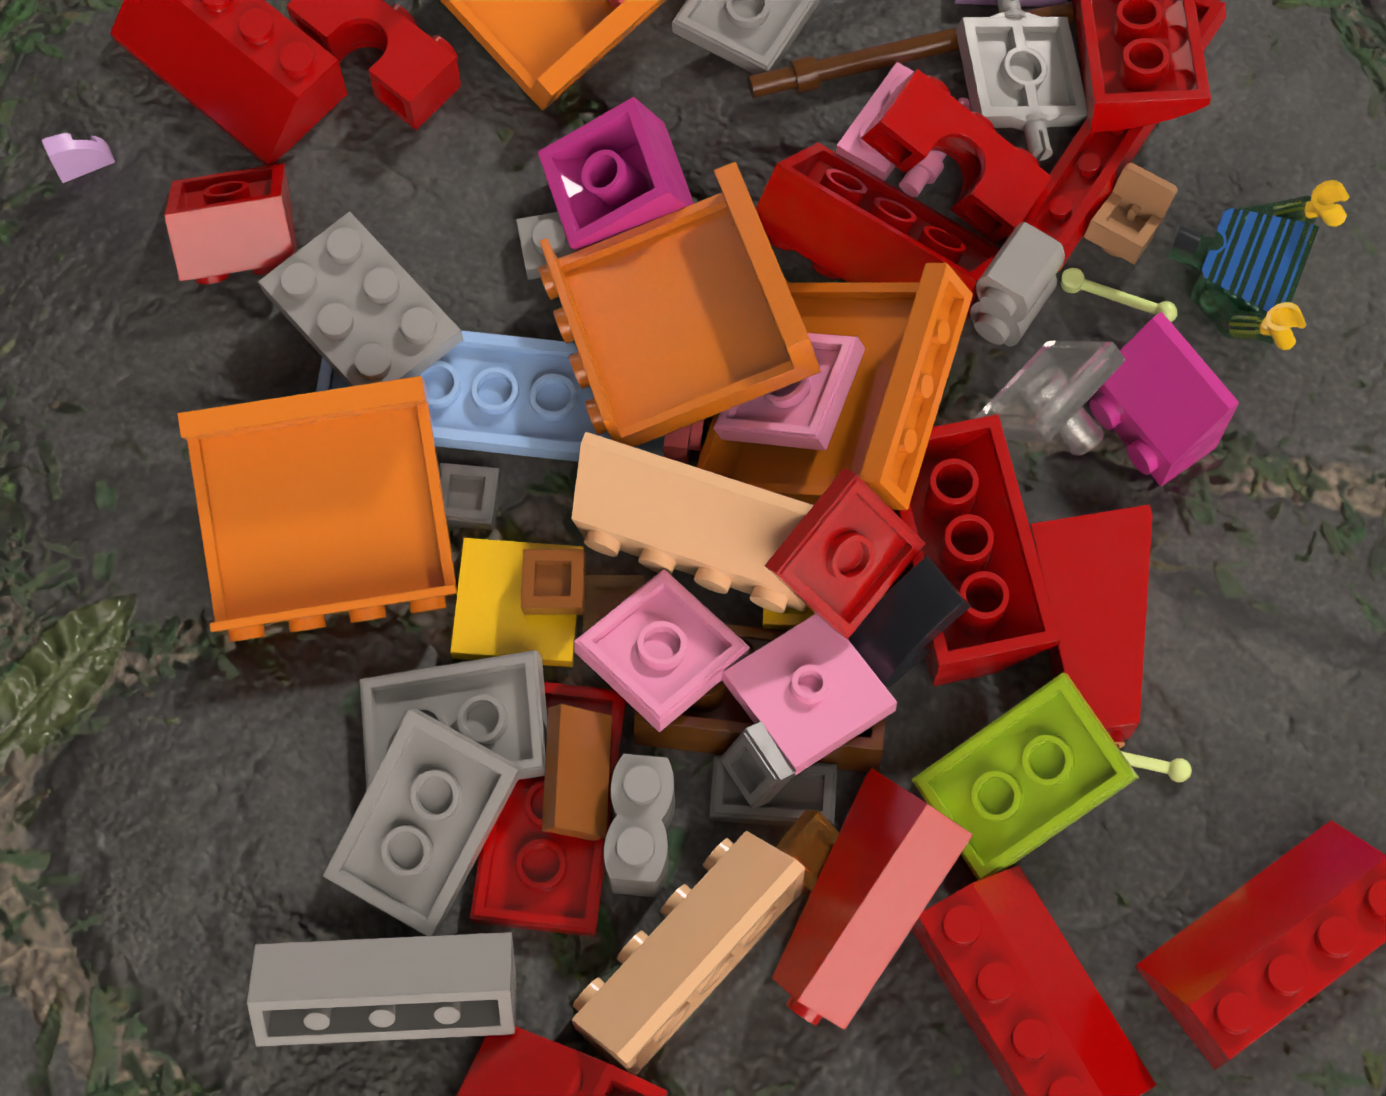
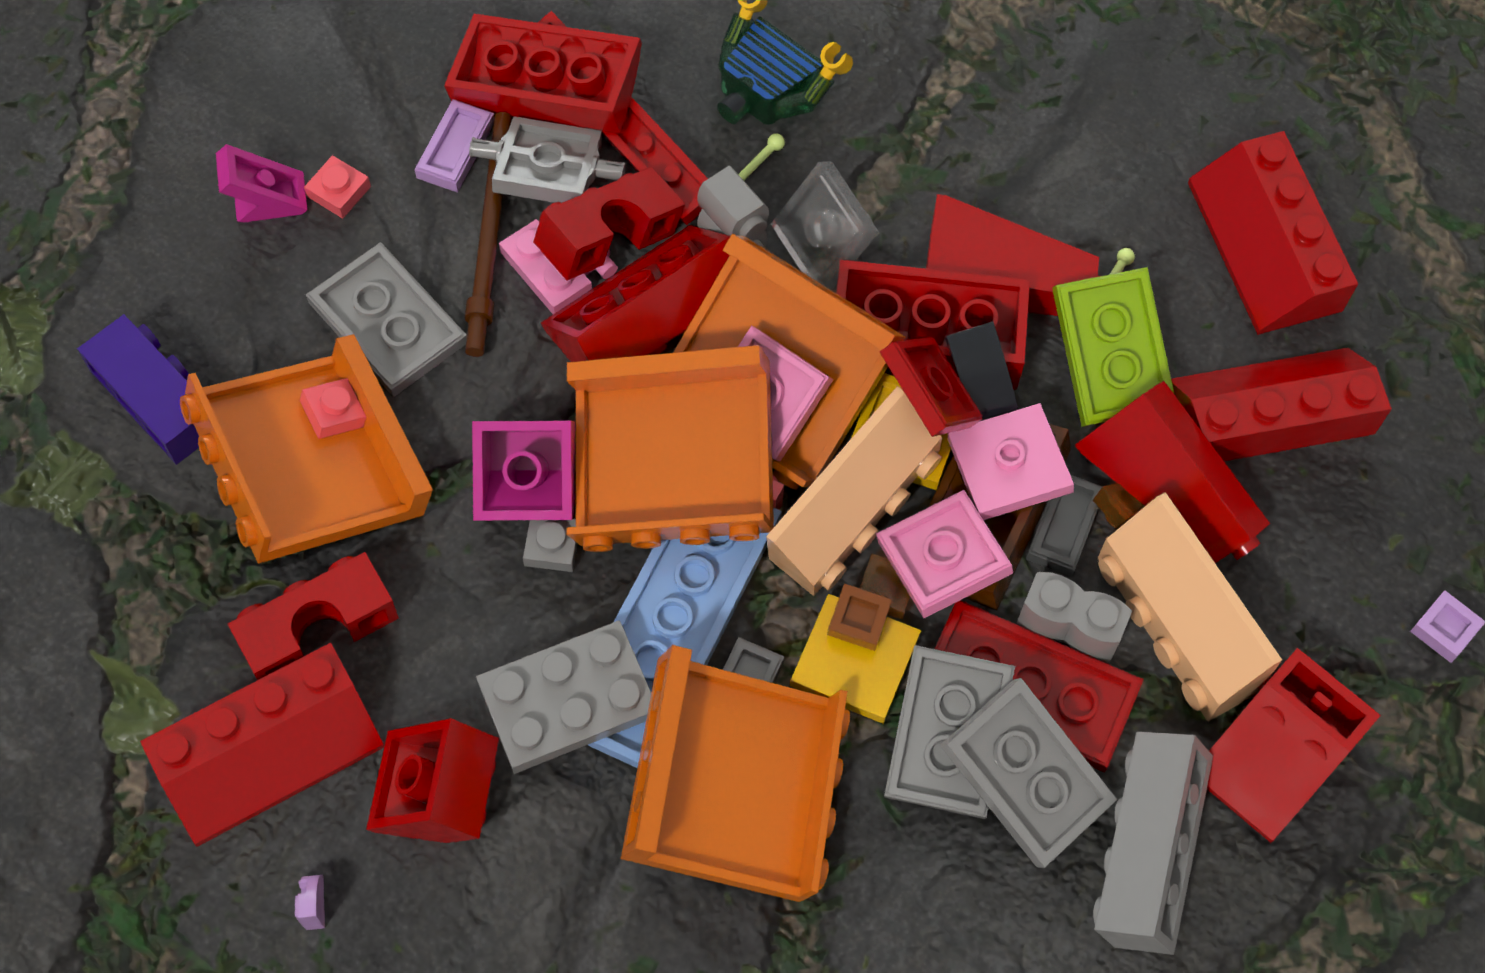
camera: 75 degrees left, 5 degrees down
(577, 772) = (1022, 646): dark orange tile -> none
(757, 765) = (1056, 516): flat silver tile -> none
(1131, 213) = (694, 132): medium nougat bracket -> none
(1164, 402) = (866, 150): dark pink slope -> none

